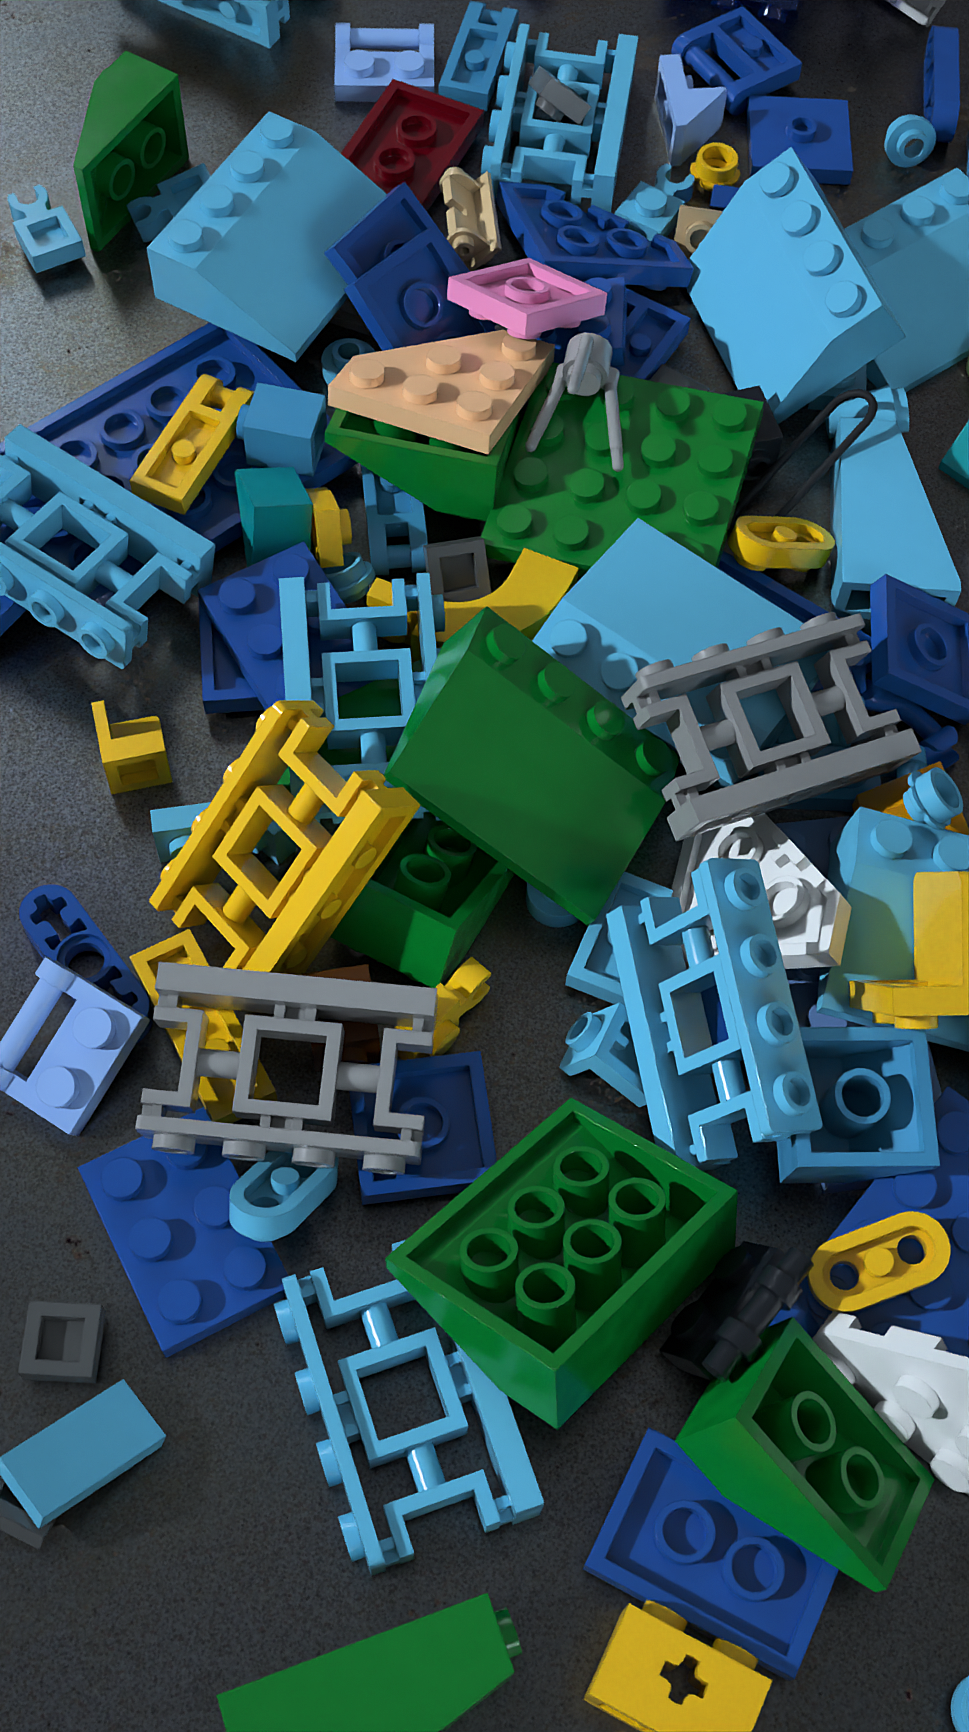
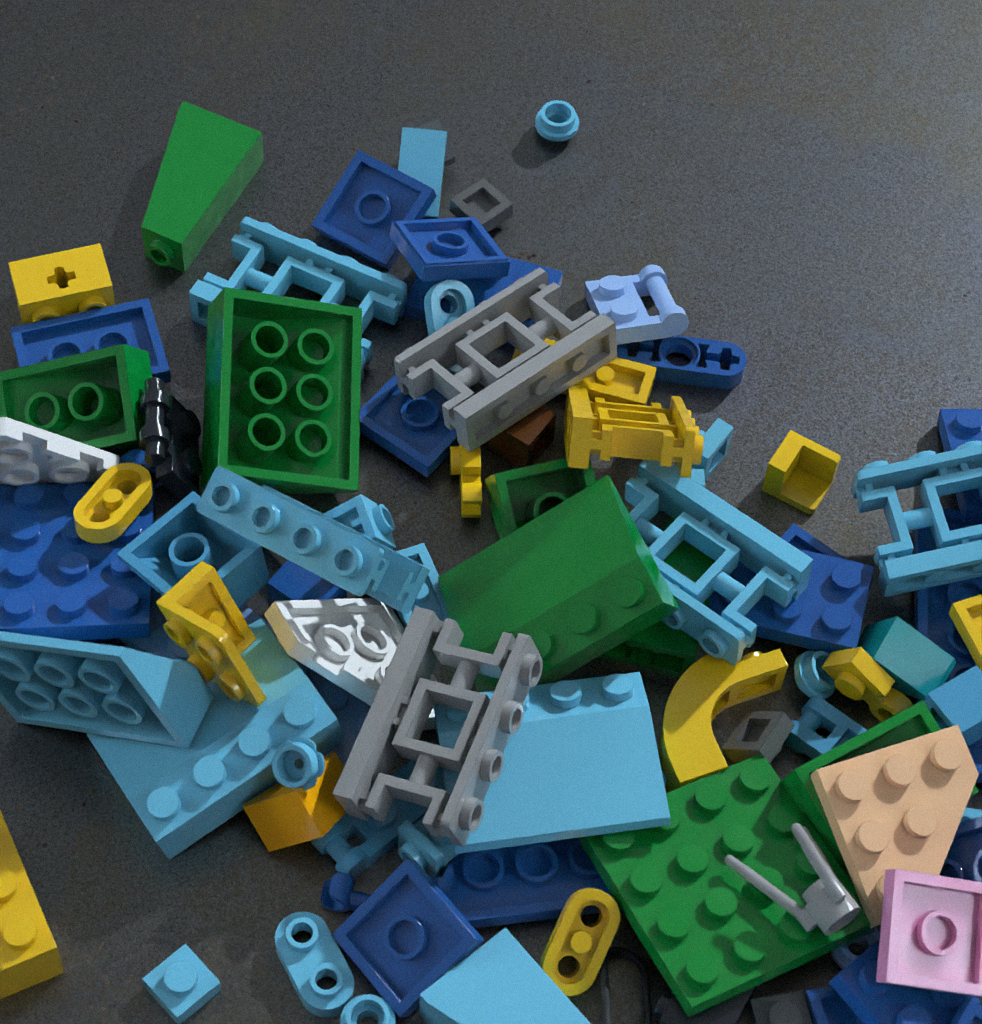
camera: 135 degrees right, 5 degrees down
(189, 1275) = (449, 249): none -> blue plate
(194, 1444) = (365, 205): none -> blue plate

